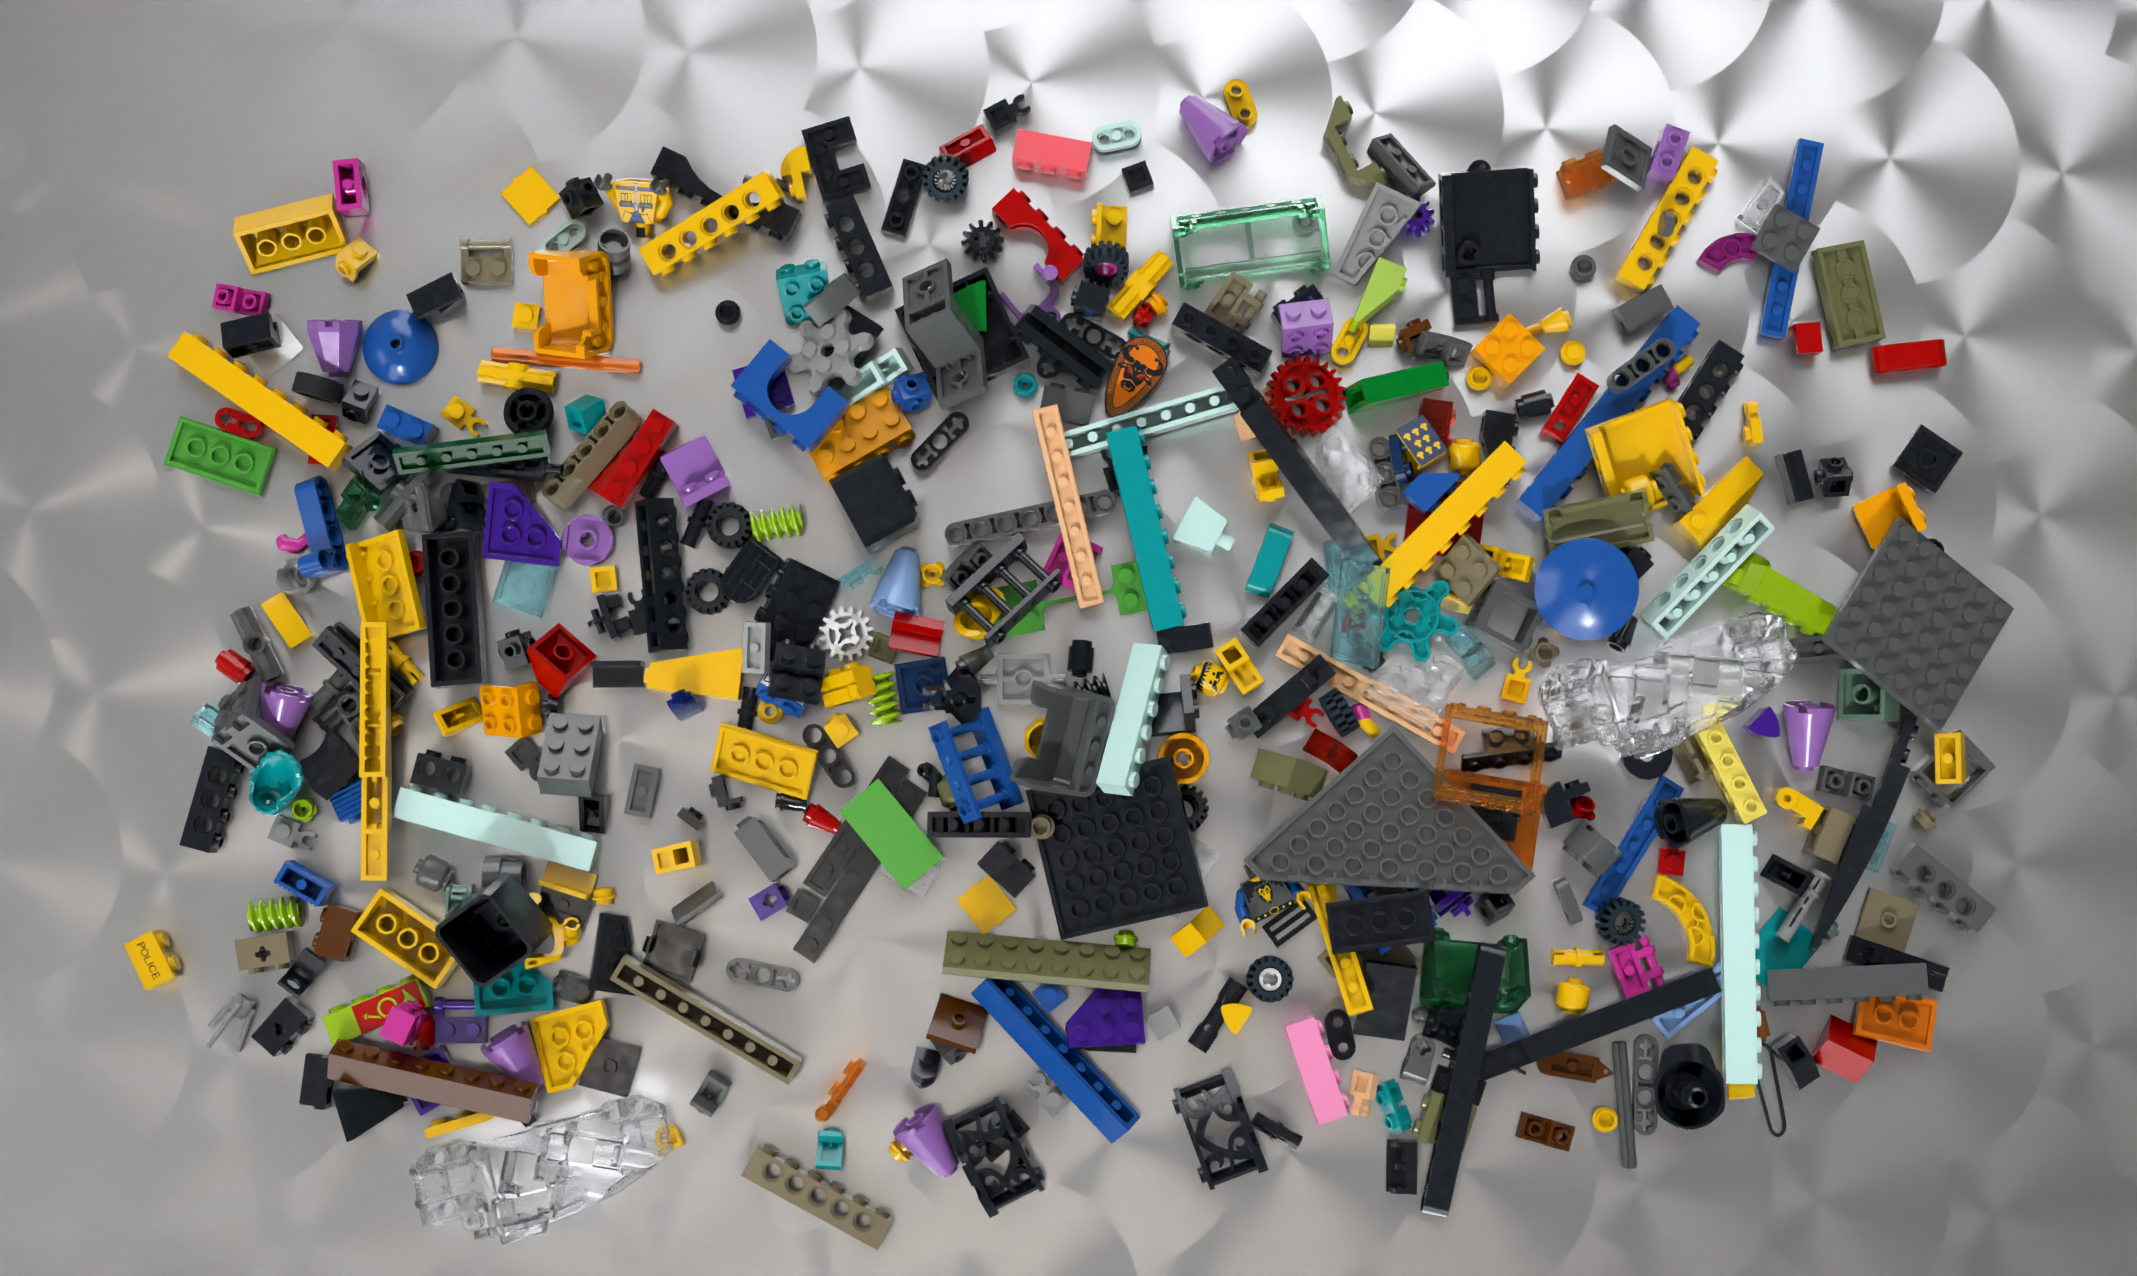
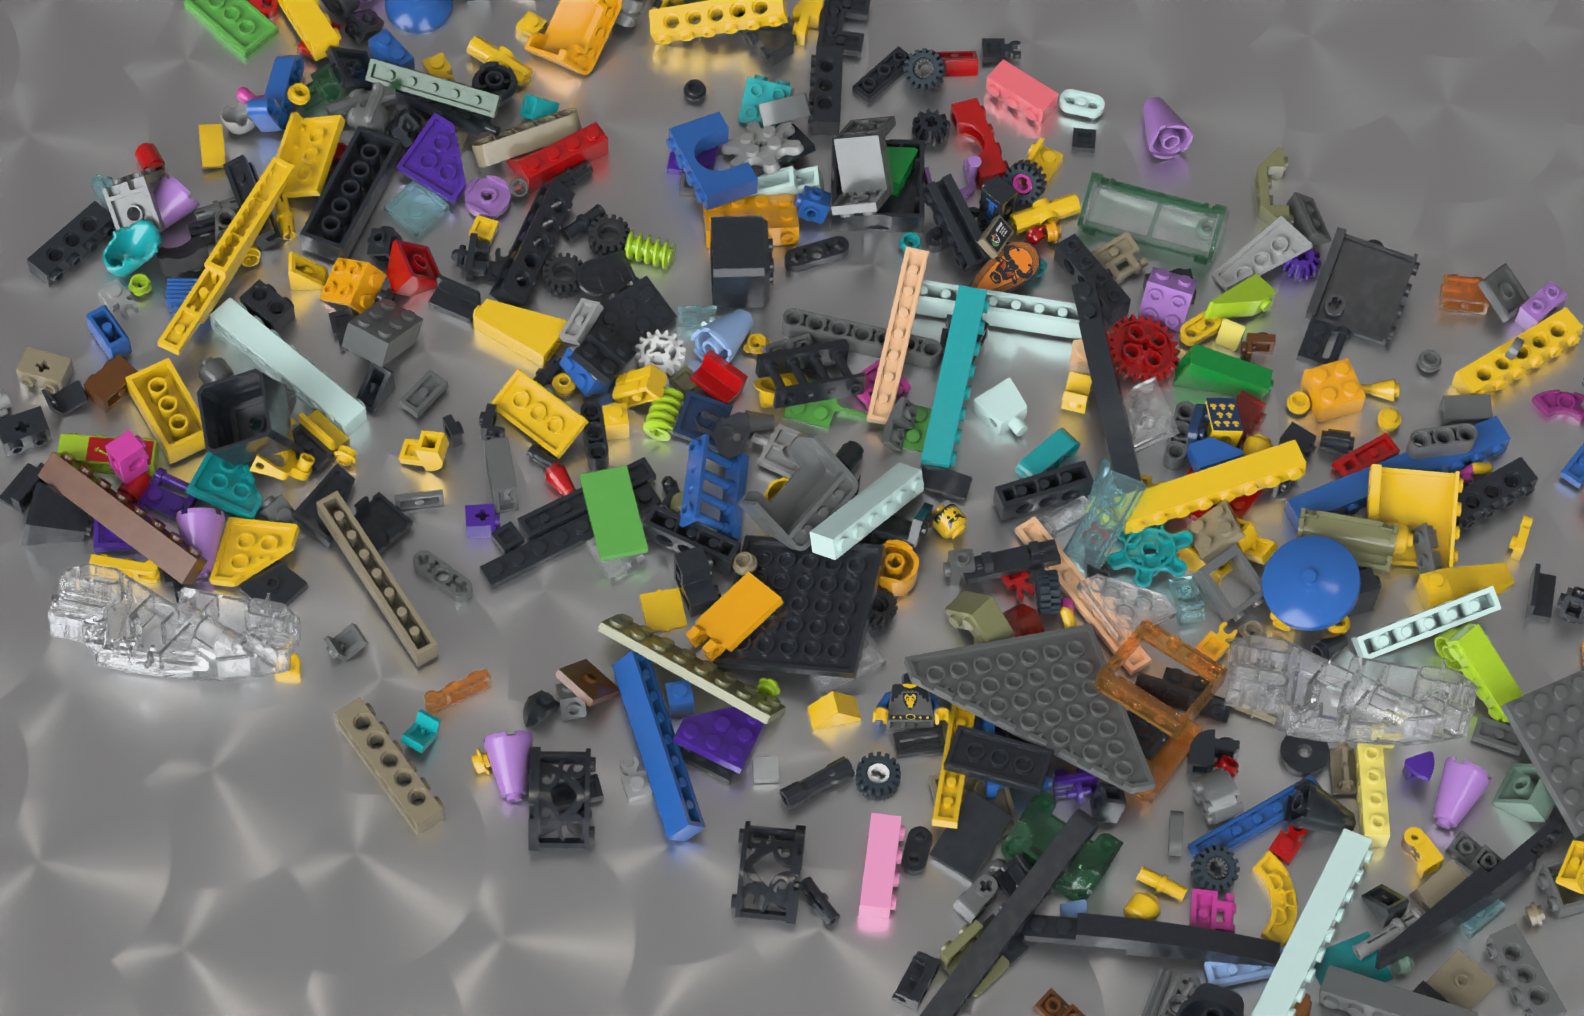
camera: 25 degrees right, 25 degrees down
(249, 630) = (178, 142): dark grey piece -> none
(275, 915) = (70, 347): lime piece -> none
(341, 516) = (298, 94): none -> yellow plate
(598, 363) = (549, 69): orange axle -> none
(684, 704) = (497, 342): clear blue slope -> none
(695, 470) = (604, 182): medium lavender bracket -> none
(1060, 886) = (734, 616): none -> light orange tile
(1073, 406) = (941, 268): dark grey brick -> none
(1109, 344) = (995, 236): none -> tile
(1113, 589) = (900, 418): none -> dark grey slope
(1235, 1015) = (833, 786): yellow tile -> none
(1239, 666) = (979, 521): yellow brick -> none
(1240, 102) = (1198, 123): yellow plate -> none
(1363, 1088) = (914, 900): light nougat plate -> none
(1395, 1118) = (933, 918): teal hinge -> none
(1442, 347) = (1284, 370): dark grey slope -> none
(1571, 1066) = (1110, 969): reddish brown plate -> none

